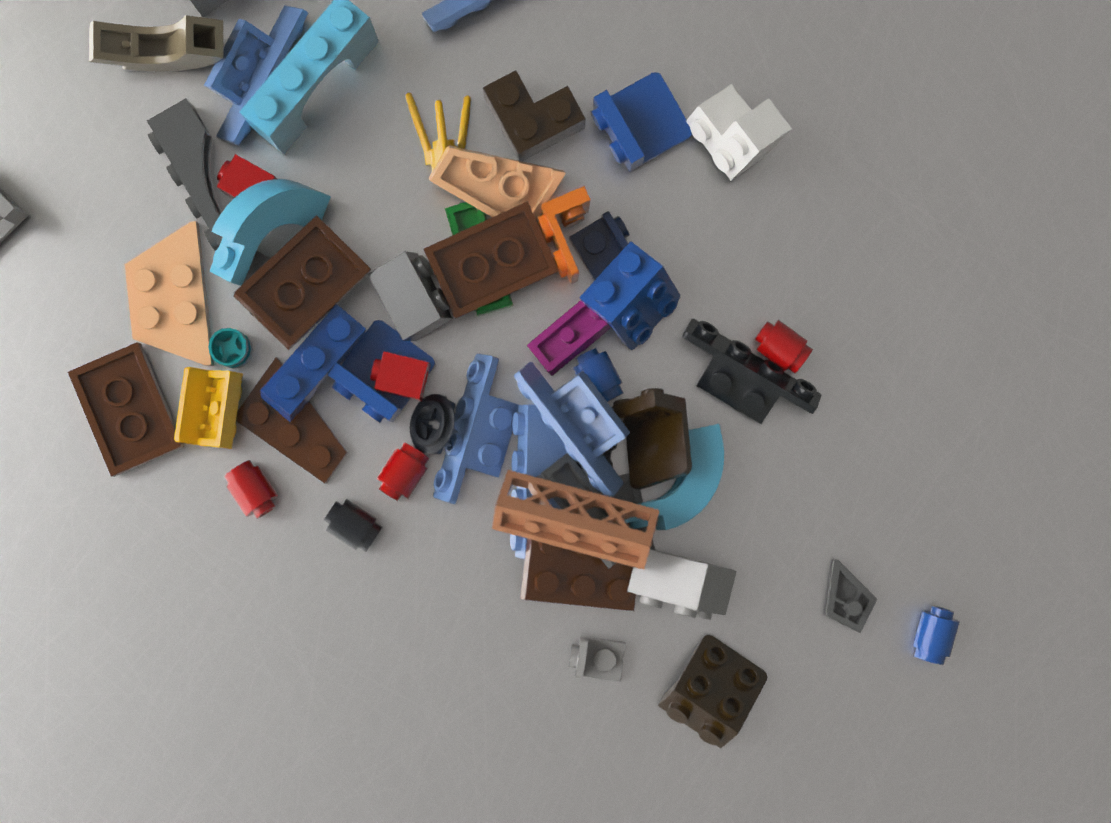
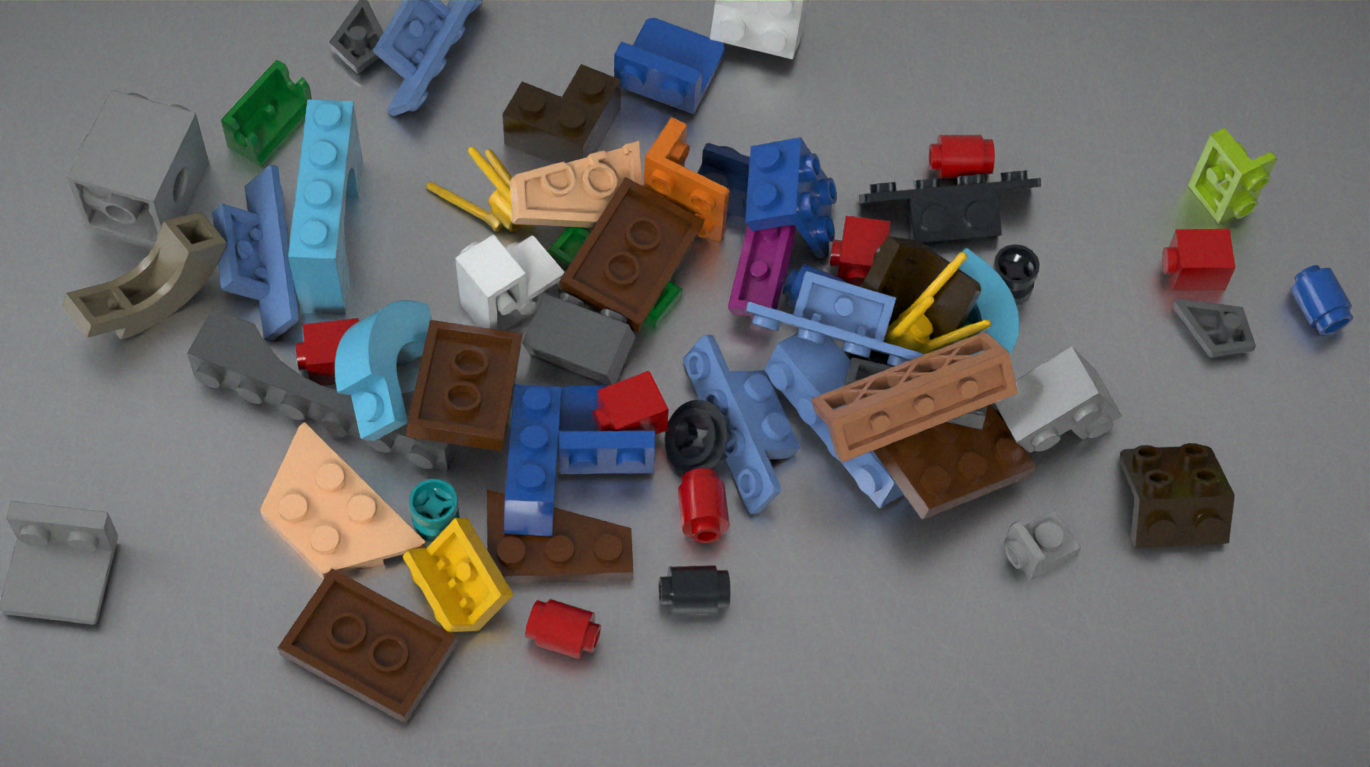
camera: 40 degrees left, 25 degrees down
(395, 221) = (506, 284): none -> white brick
(630, 459) = (914, 328): none -> yellow plant
(650, 367) = (857, 248): none -> red brick
(746, 459) = (1018, 269): none -> black wheel
(877, 544) = (1199, 259): none -> red brick
(943, 505) = (1228, 179): none -> lime bracket

